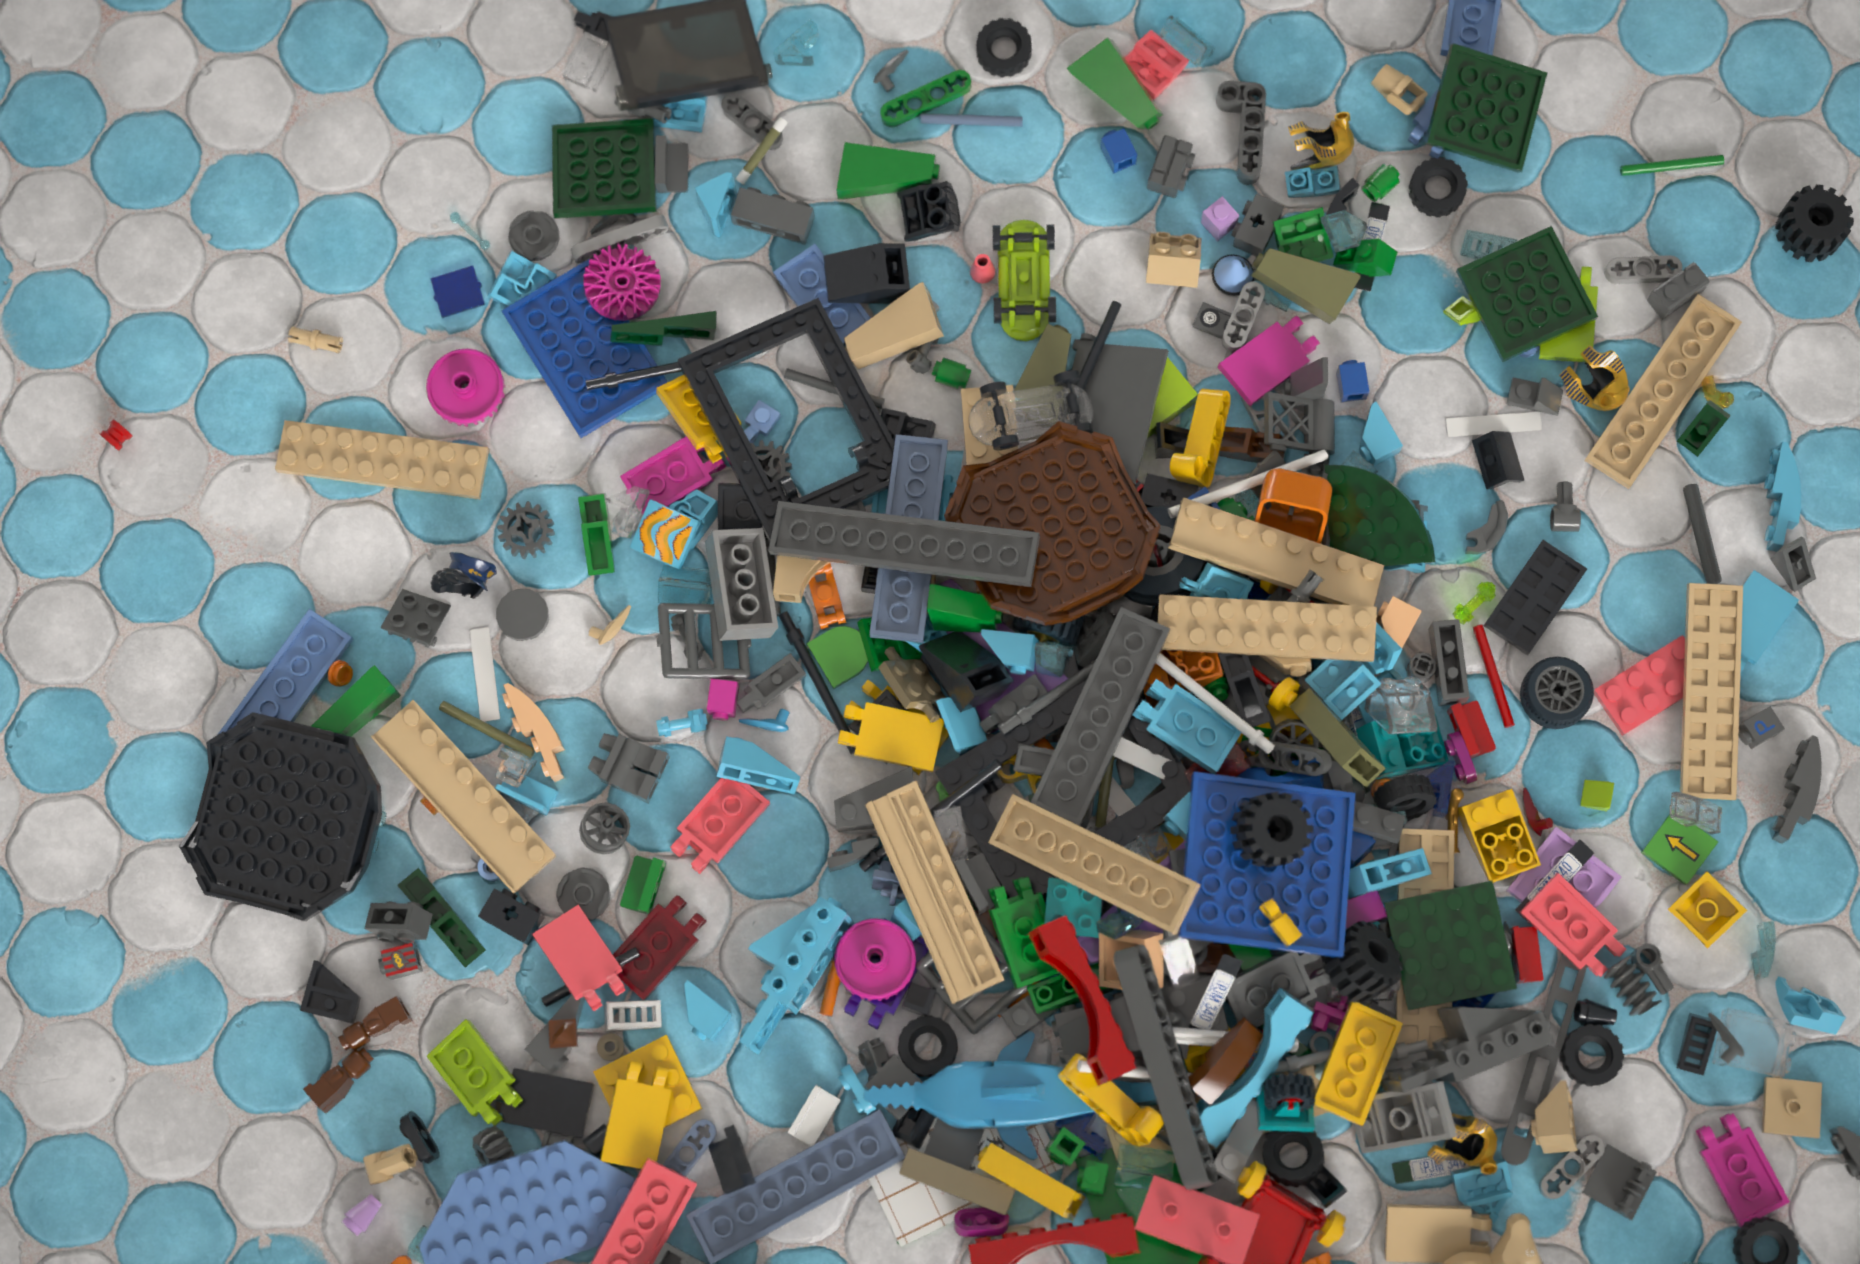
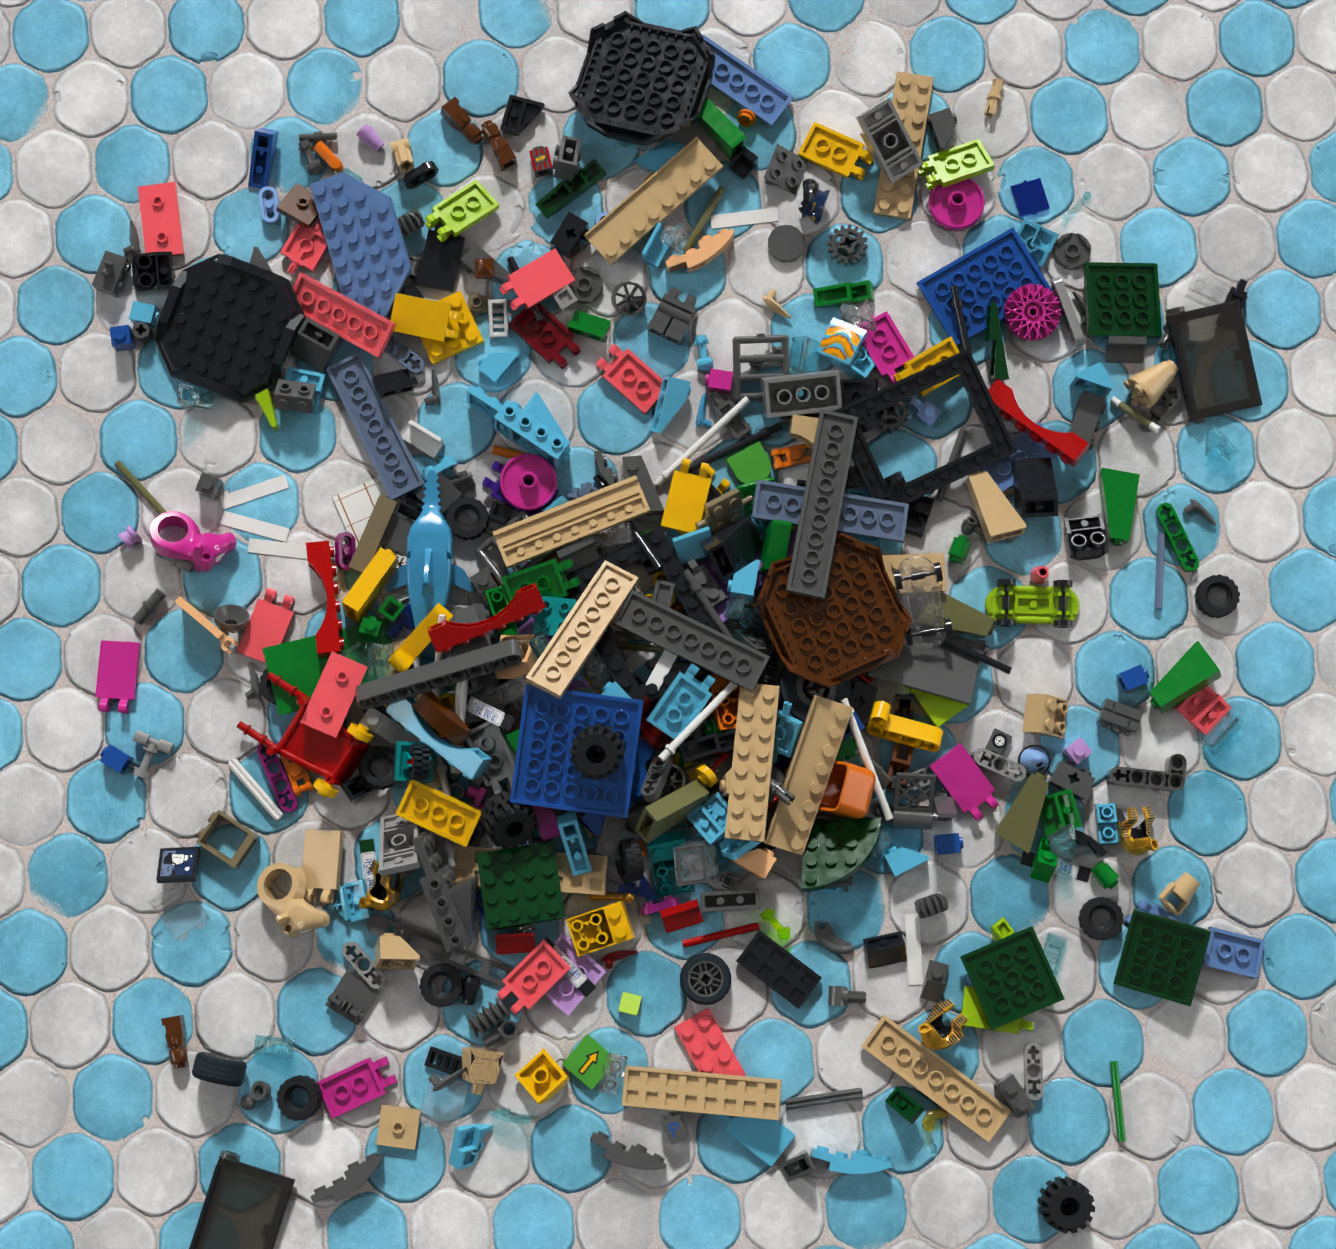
camera: 85 degrees right, 5 degrees up
(359, 407) = (941, 127): none -> dark grey slope
(381, 471) = (888, 140): none -> light grey brick
(390, 551) = (834, 151): none -> yellow tile
(397, 793) = (658, 156): none -> medium azure slope
(405, 675) = (743, 162): none -> black panel
(412, 386) = (956, 164): none -> lime tile
(604, 918) = (564, 298): none -> light grey tile
(719, 129) = (1151, 383): none -> tan cone
(742, 1101) = (435, 391): none -> dark grey bar
(810, 231) = (1065, 445): none -> red arch
(856, 768) = (666, 475): none -> white bar
(1280, 923) = (532, 757): yellow bar -> none
(1437, 399) = (931, 905): none -> dark grey gear
(1701, 992) = (481, 1067): none -> tan torso

